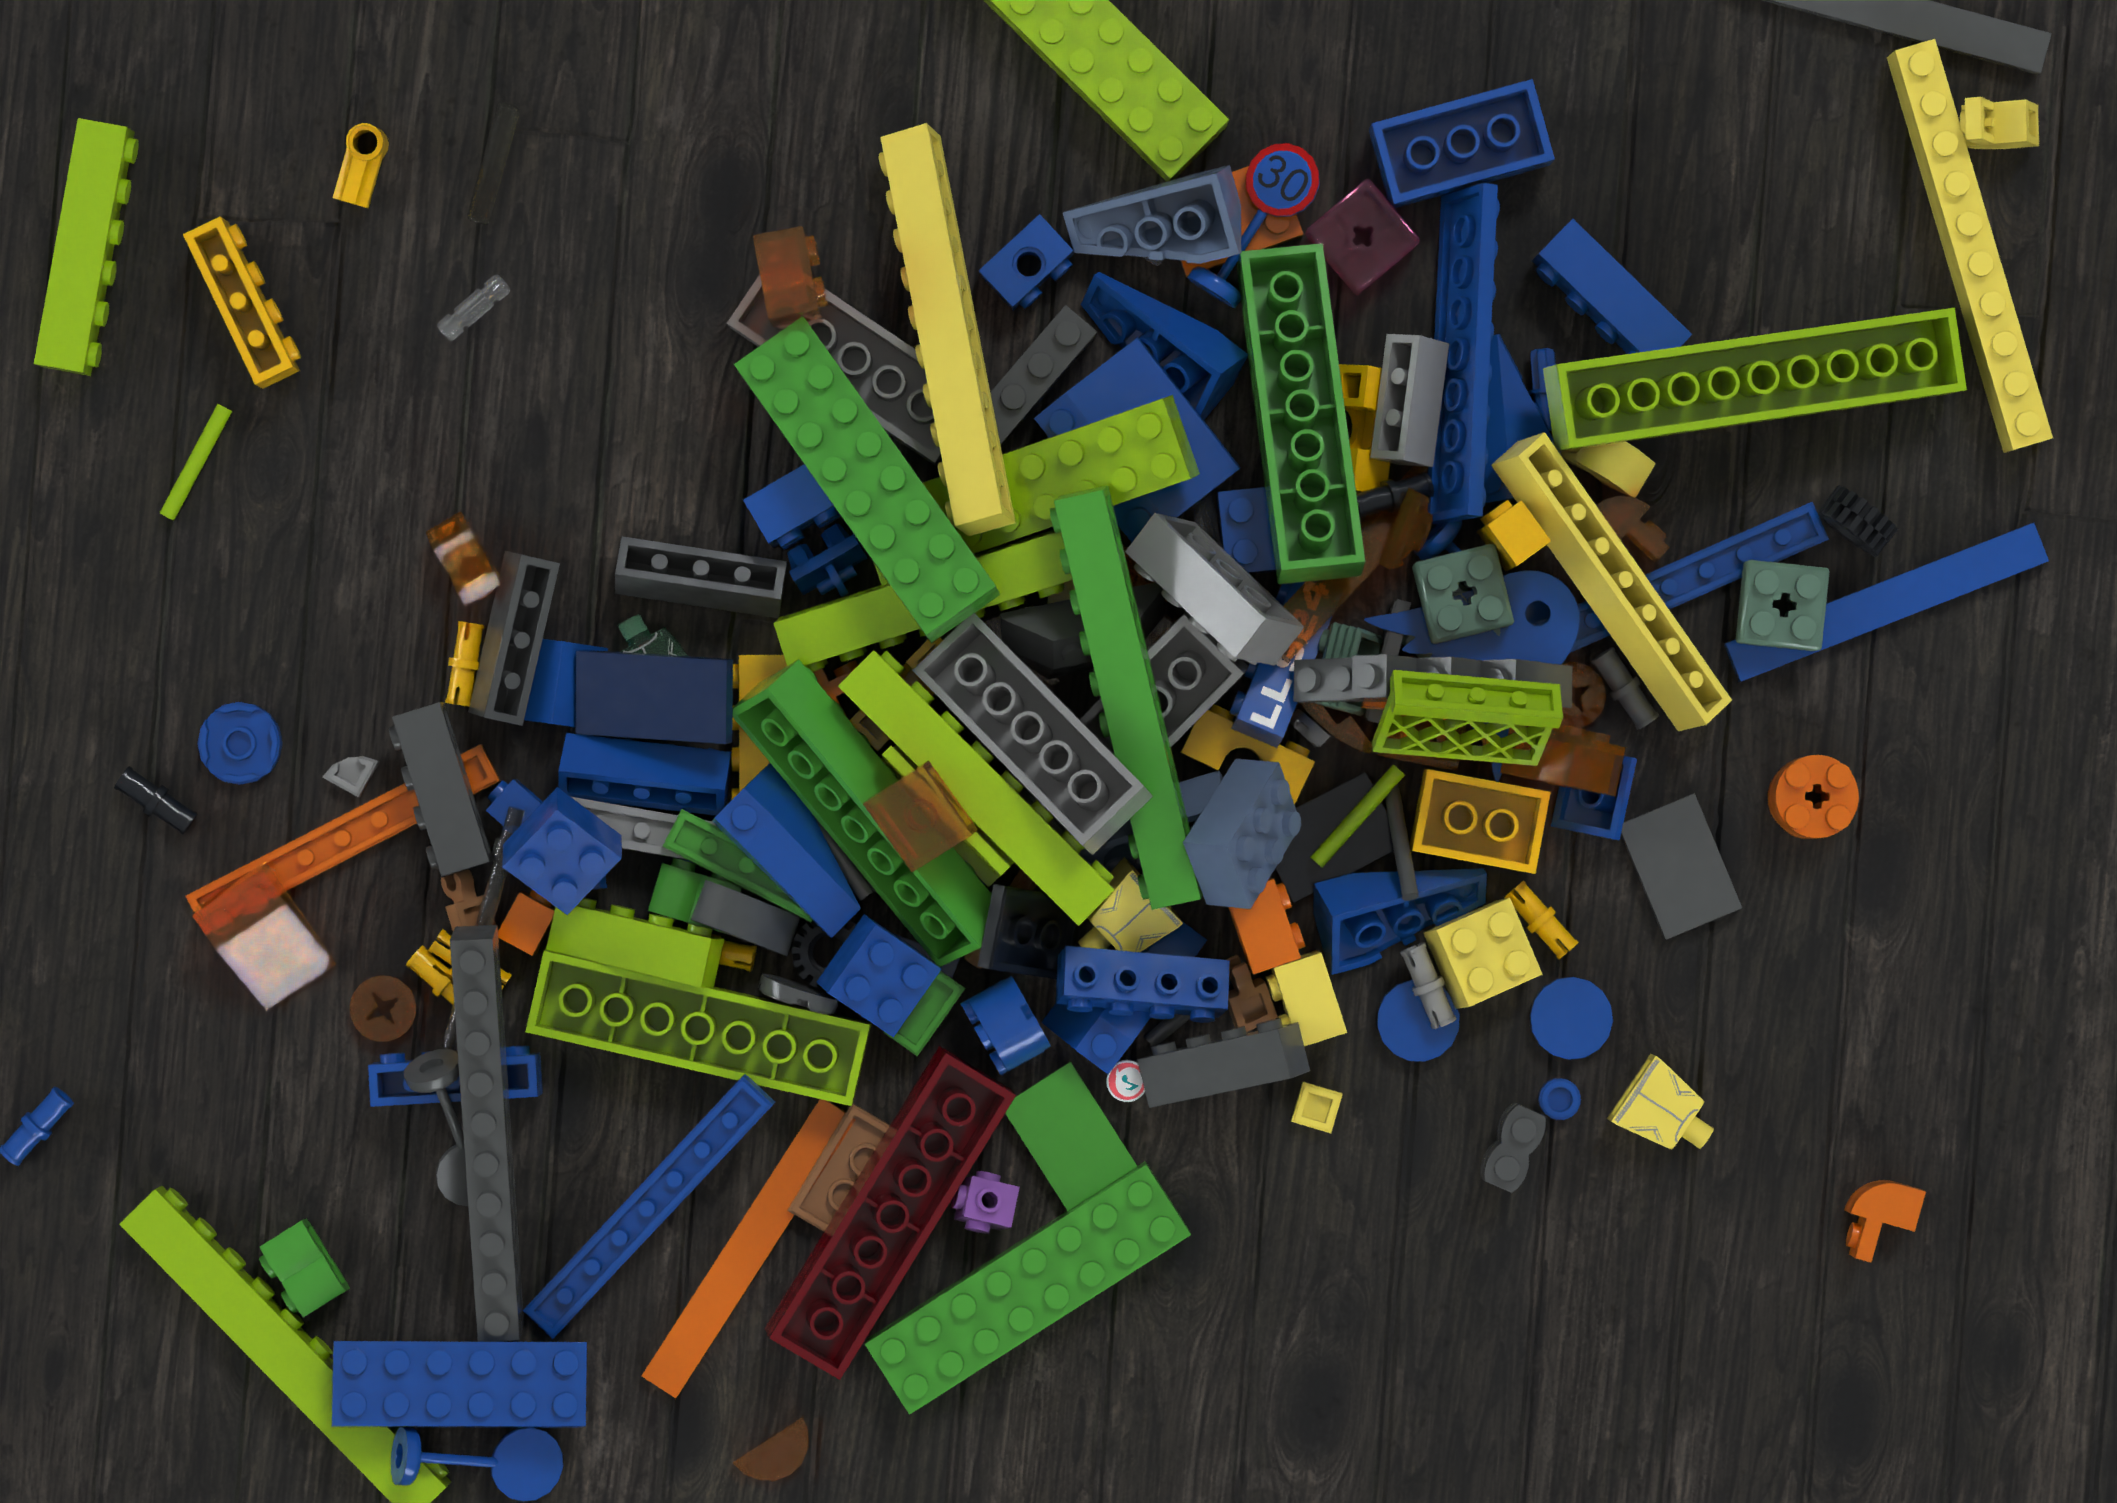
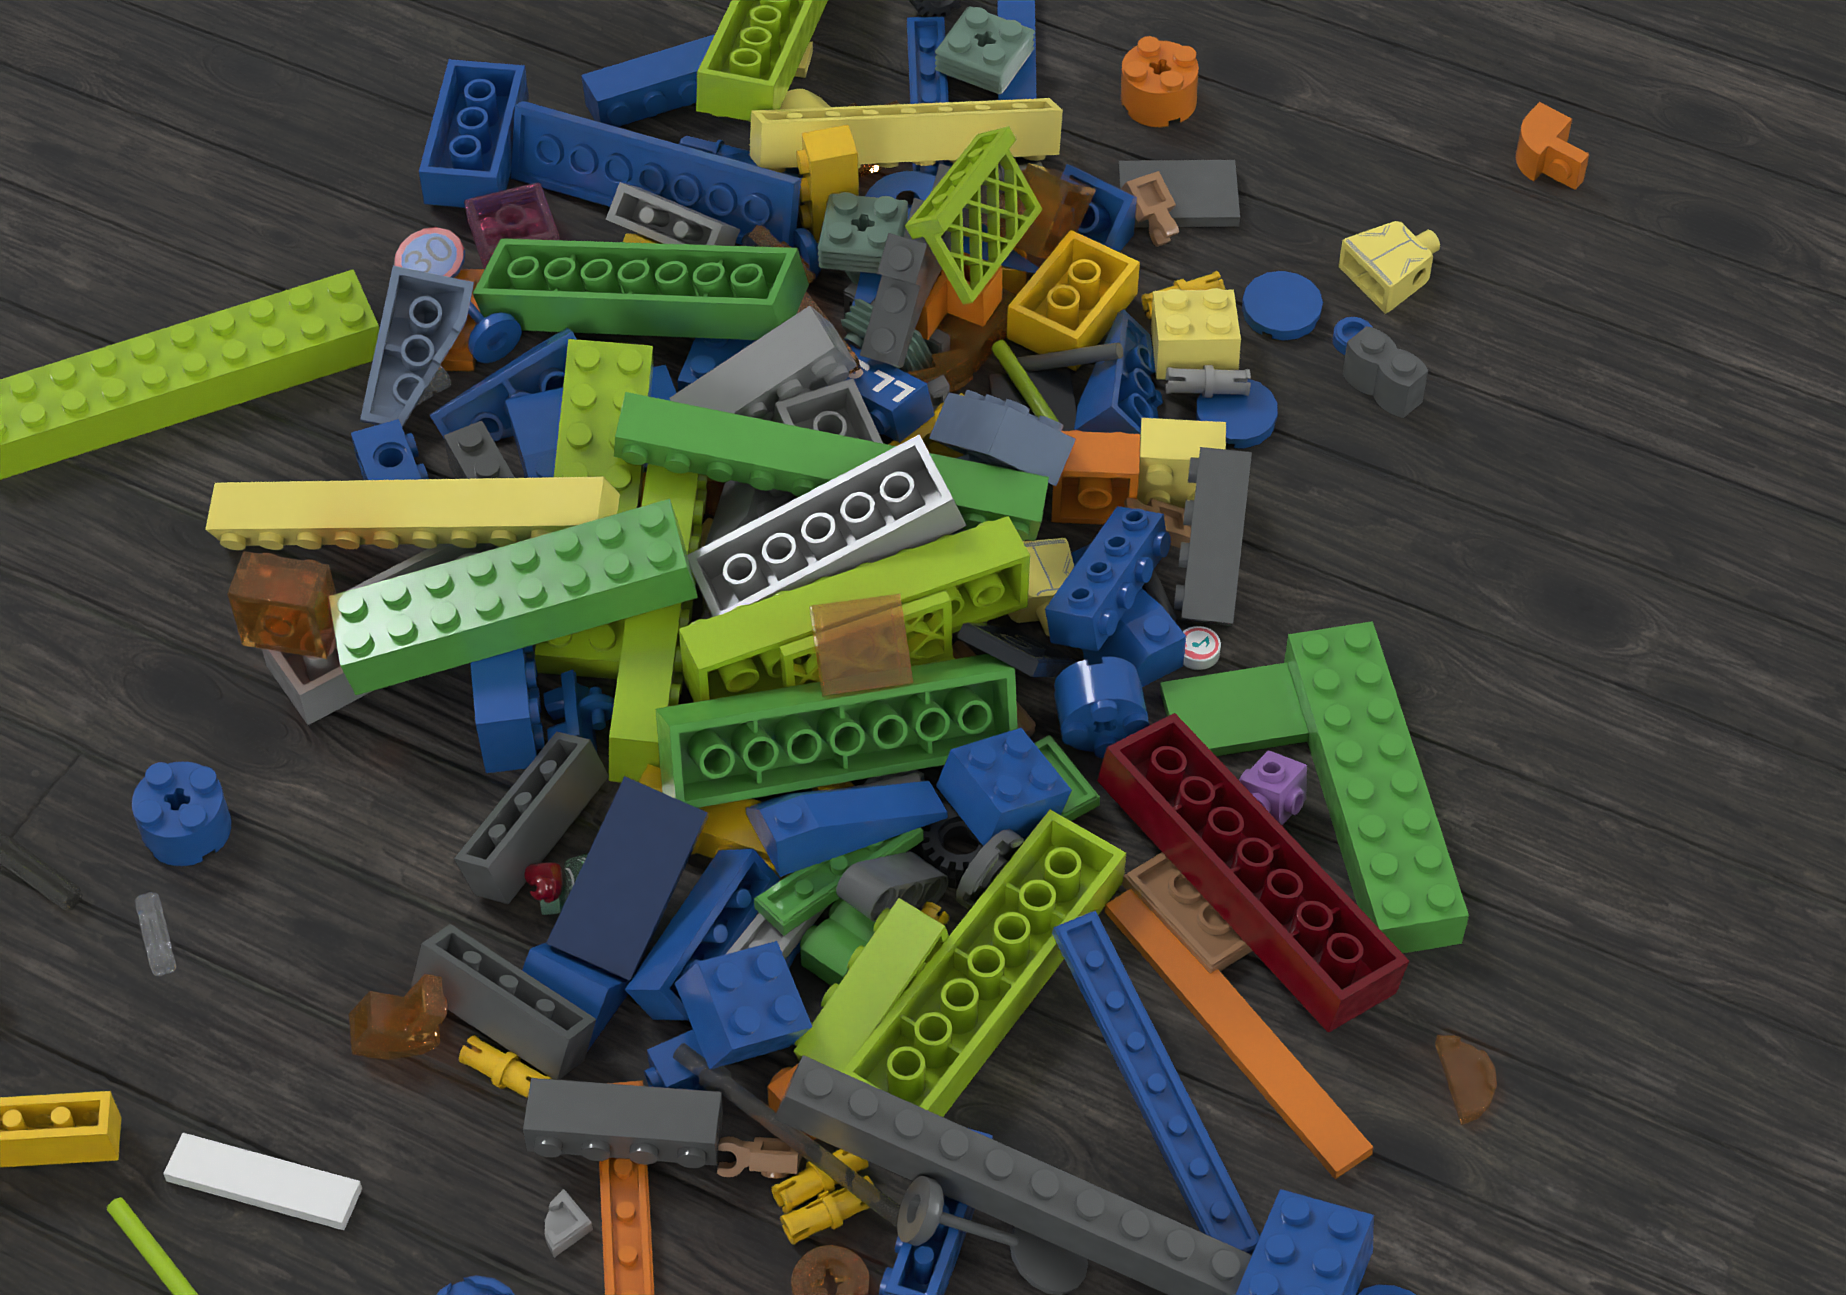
camera: 70 degrees left, 35 degrees down
(291, 515) = (263, 1181): none -> white tile
(566, 260) = (181, 812): none -> blue brick
(640, 625) = (547, 878): none -> dark red arm
(1316, 1107) = (1286, 512): light yellow tile -> none
(1637, 849) = (1154, 205): none -> medium nougat plate

